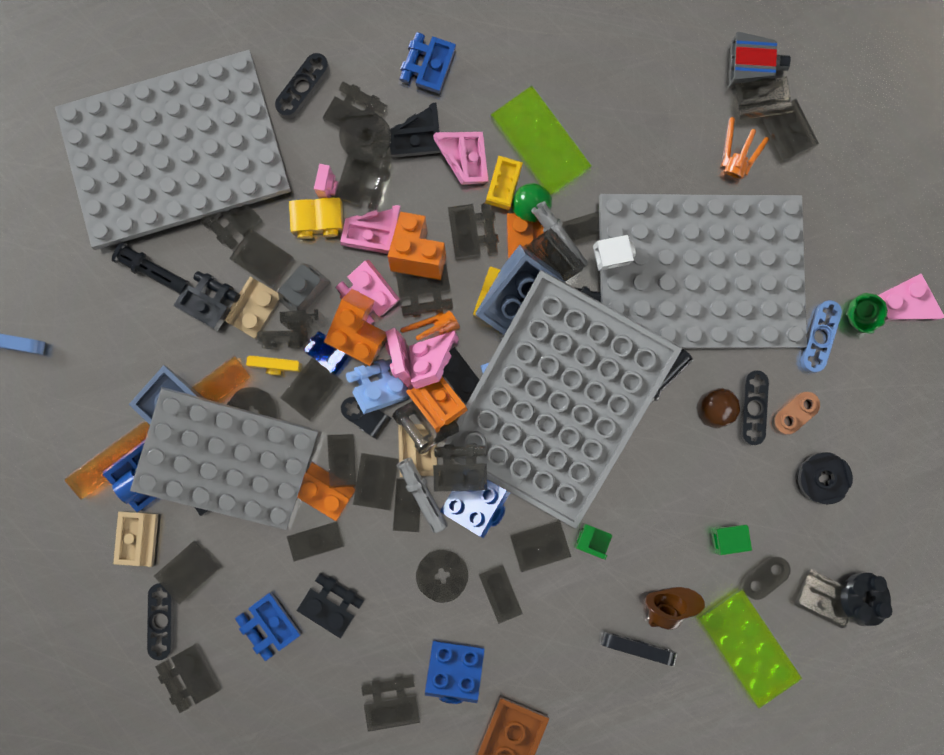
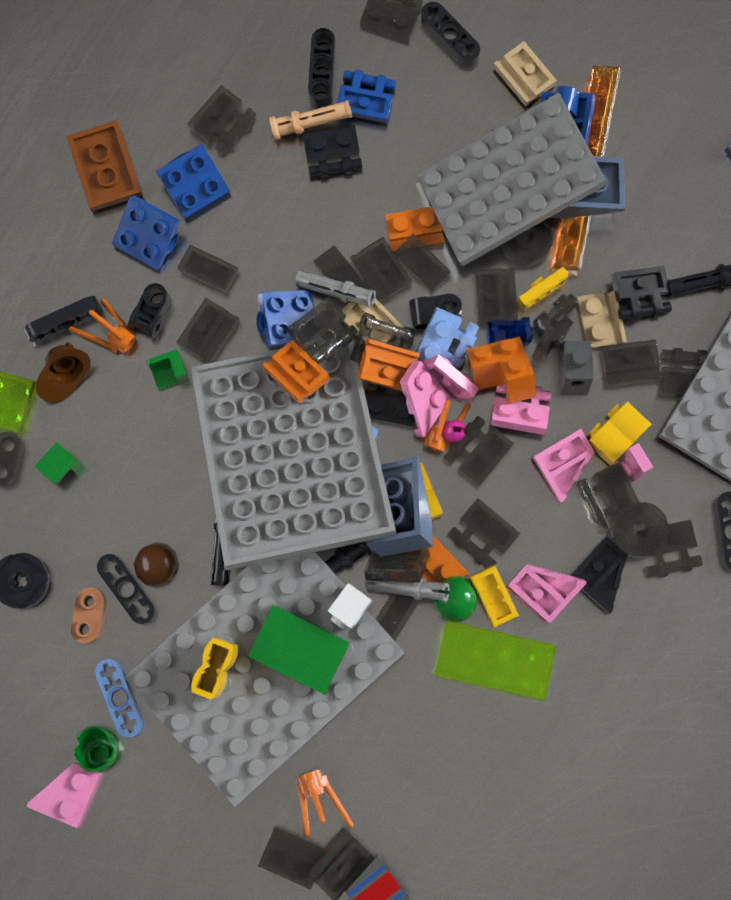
camera: 140 degrees right, 5 degrees down
(186, 572) = (463, 82): clear smoke plate -> none
(272, 685) = (321, 57): none -> black beam
(297, 627) = (297, 121): none -> light nougat pin
(315, 541) = (387, 187): clear smoke plate -> none
(411, 250) = (518, 468): orange brick -> none
(430, 317) = (449, 435): none -> dark pink hinge
(435, 63) = (641, 647): blue plate -> none
(454, 584) = (262, 229): clear smoke plate -> none
(506, 454) = (296, 371): none -> orange plate
(523, 661) = (146, 232): none -> blue plate
(571, 597) = (150, 312): none -> black piece
(609, 597) = (120, 338): none -> orange plant
(672, 256) = (299, 649): none -> green tile
(743, 291) = (212, 675): none -> yellow brick

